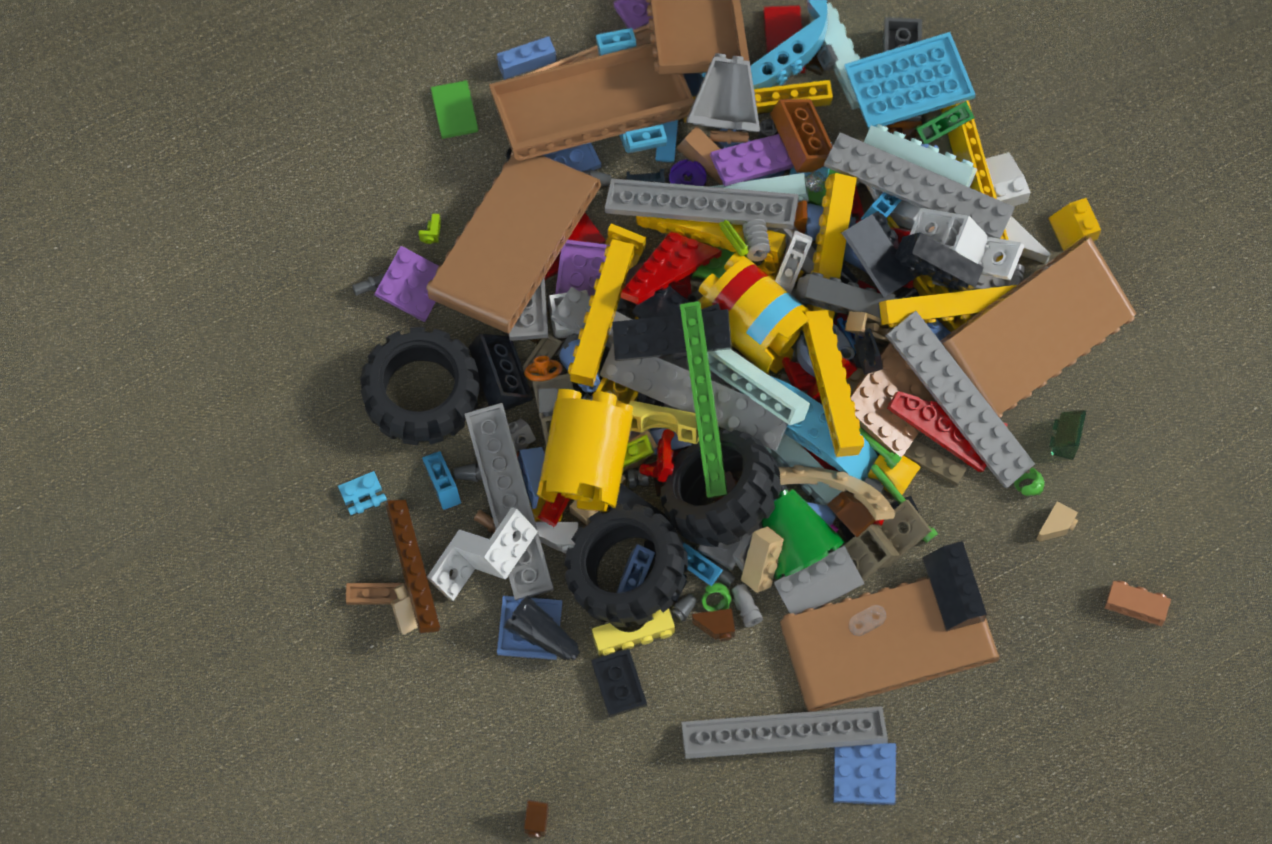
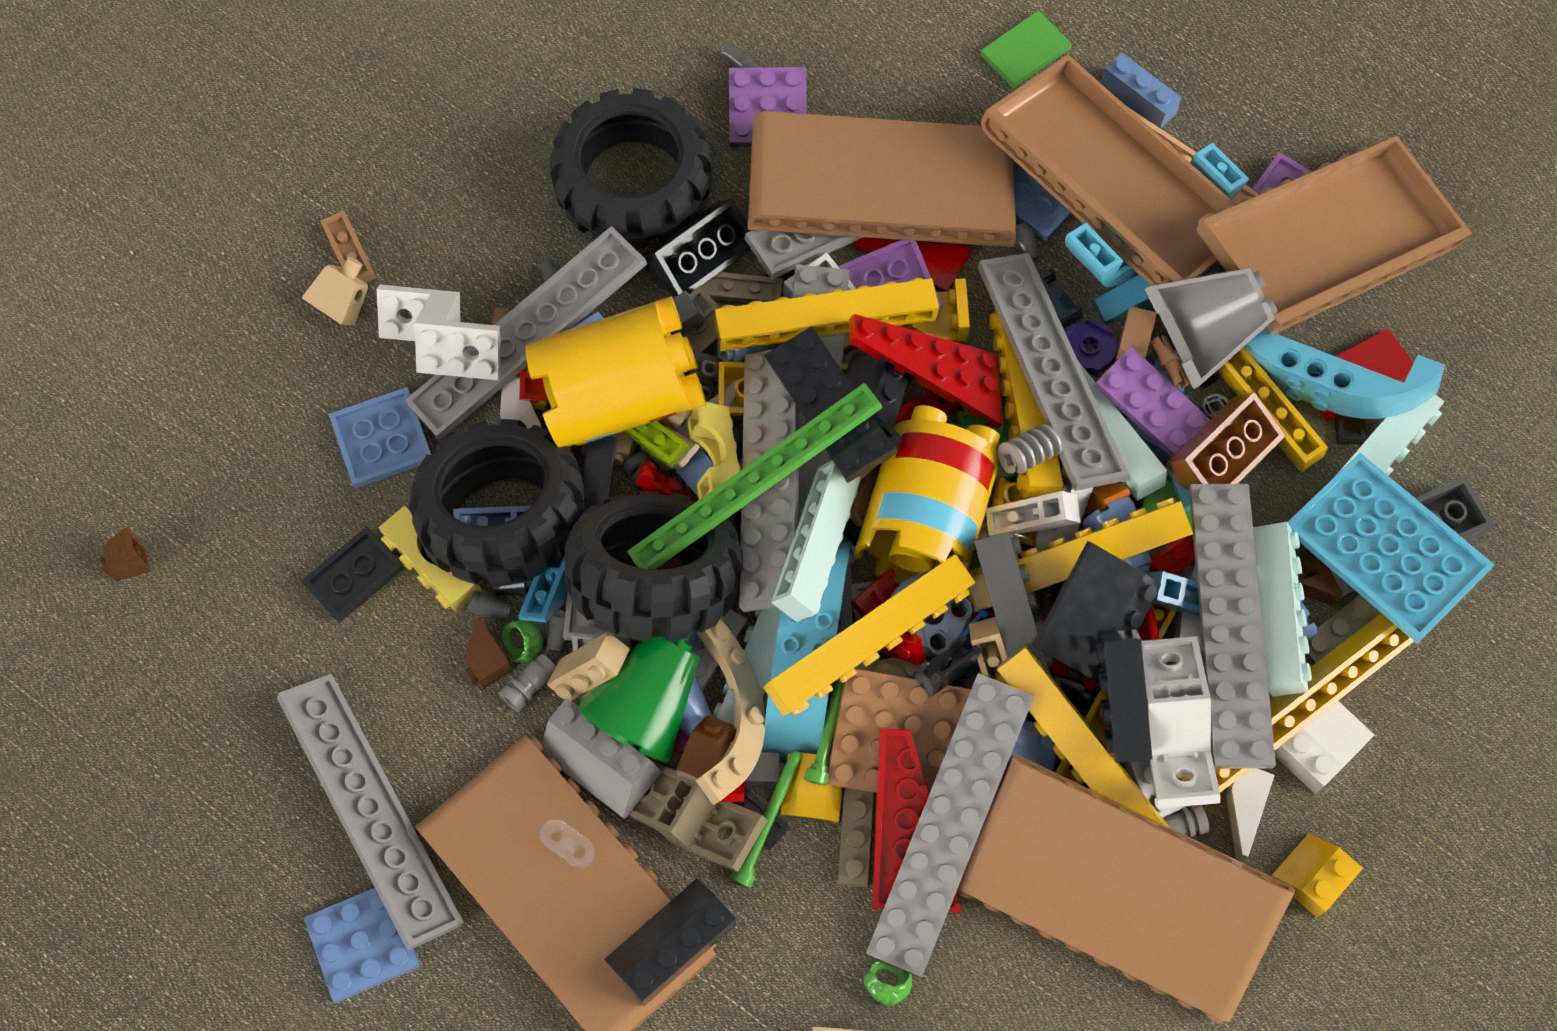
camera: 65 degrees right, 0 degrees up
(360, 488) = (474, 171): medium azure plate -> none
(412, 566) = (387, 265): reddish brown plate -> none
(433, 230) = (851, 97): lime bracket -> none
(442, 480) = (526, 252): dark azure slope -> none
(521, 434) = (623, 300): light grey brick -> none
(539, 629) = (372, 433): black cone -> none
(542, 366) = (727, 288): orange piece -> none
(665, 455) = (670, 478): red plate -> none
(733, 237) = (1016, 421): lime axle -> none
(815, 182) = (1164, 488): clear plate -> none
(827, 57) = (1362, 433): dark grey tile -> none
(944, 123) = (1353, 619): green slope -> none
(1067, 434) = (987, 1002): clear green slope -> none

